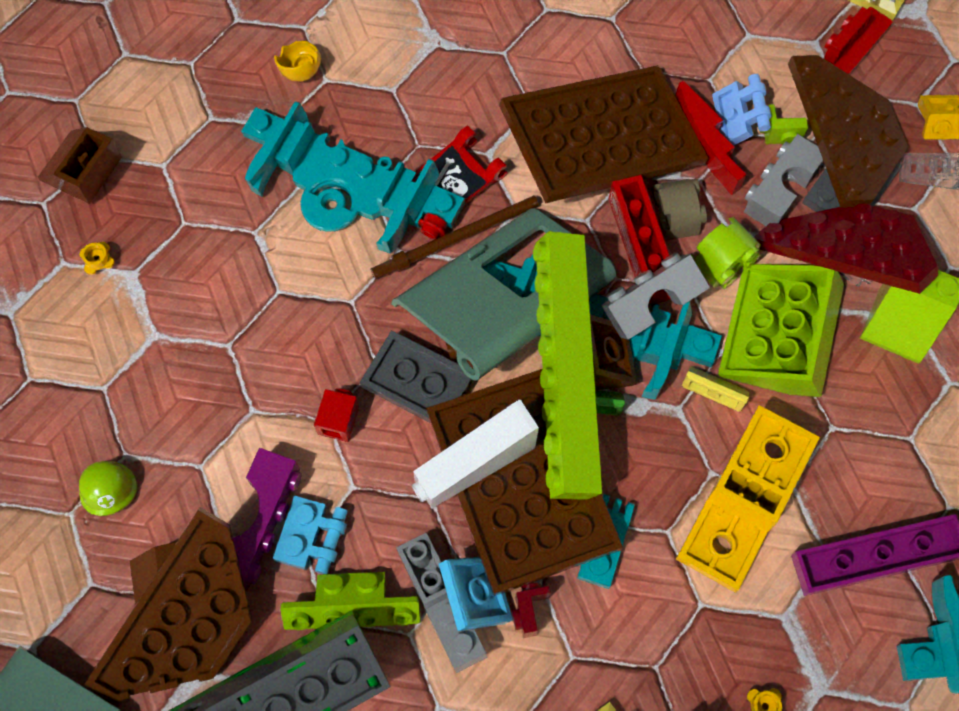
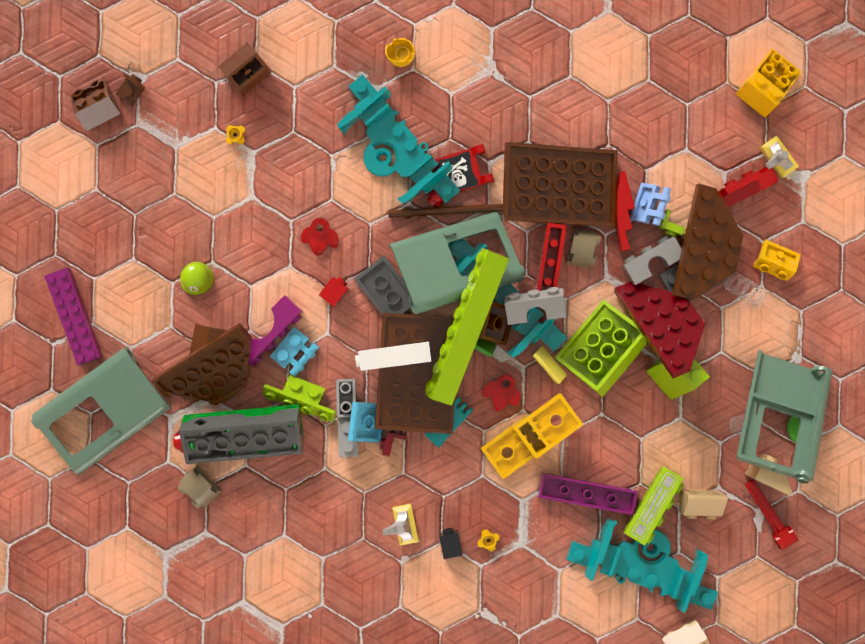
camera: 25 degrees right, 20 degrees up
(282, 350) = (319, 239): none -> red plate
(666, 463) = (500, 395): none -> red plate
(725, 253) = (592, 292): lime brick -> none

